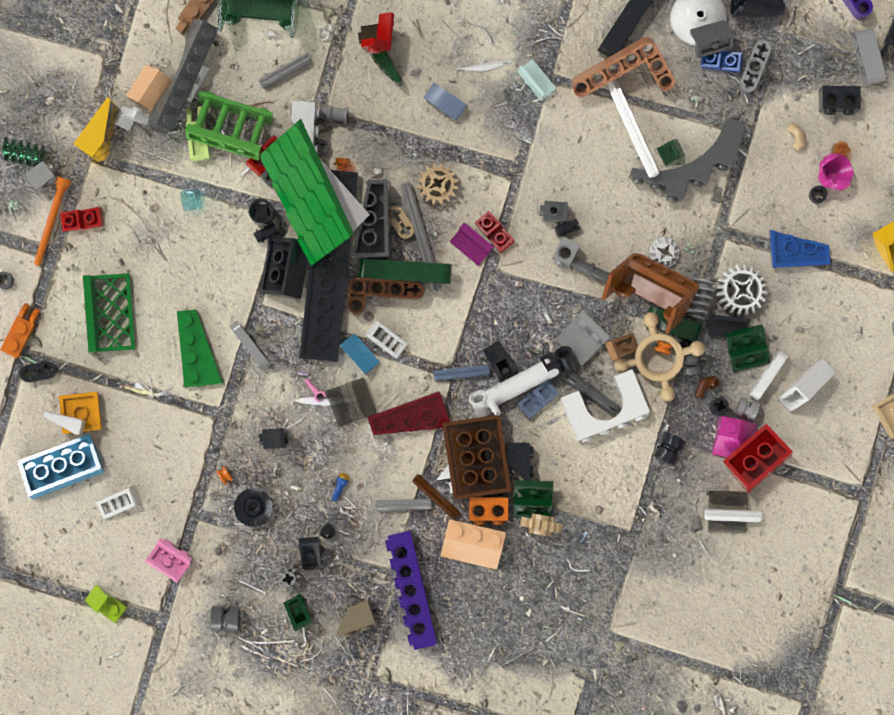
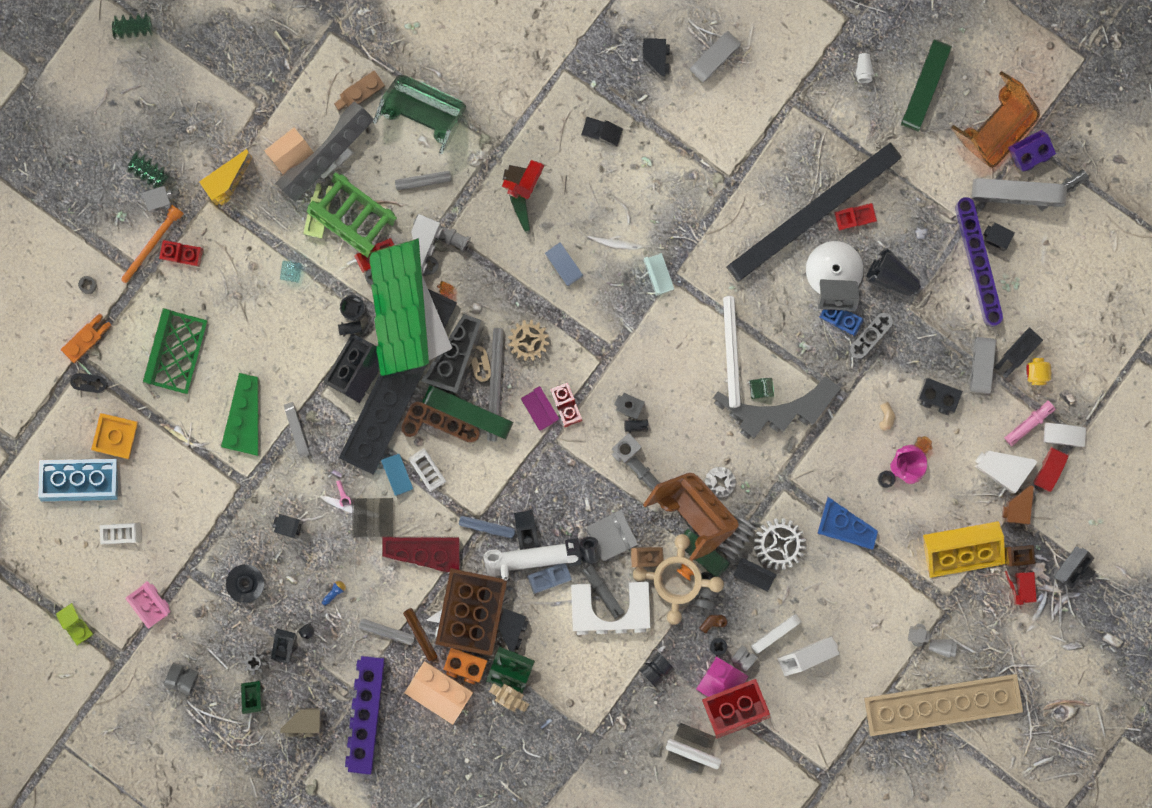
camera: 20 degrees right, 0 degrees up
(70, 423) = (103, 444): white slope -> none
(128, 116) = (258, 171): white bracket -> none
(224, 475) = (229, 543): orange bush -> none
(624, 67) = (745, 292): nougat beam -> none
(747, 348) = (765, 601): dark green slope -> none

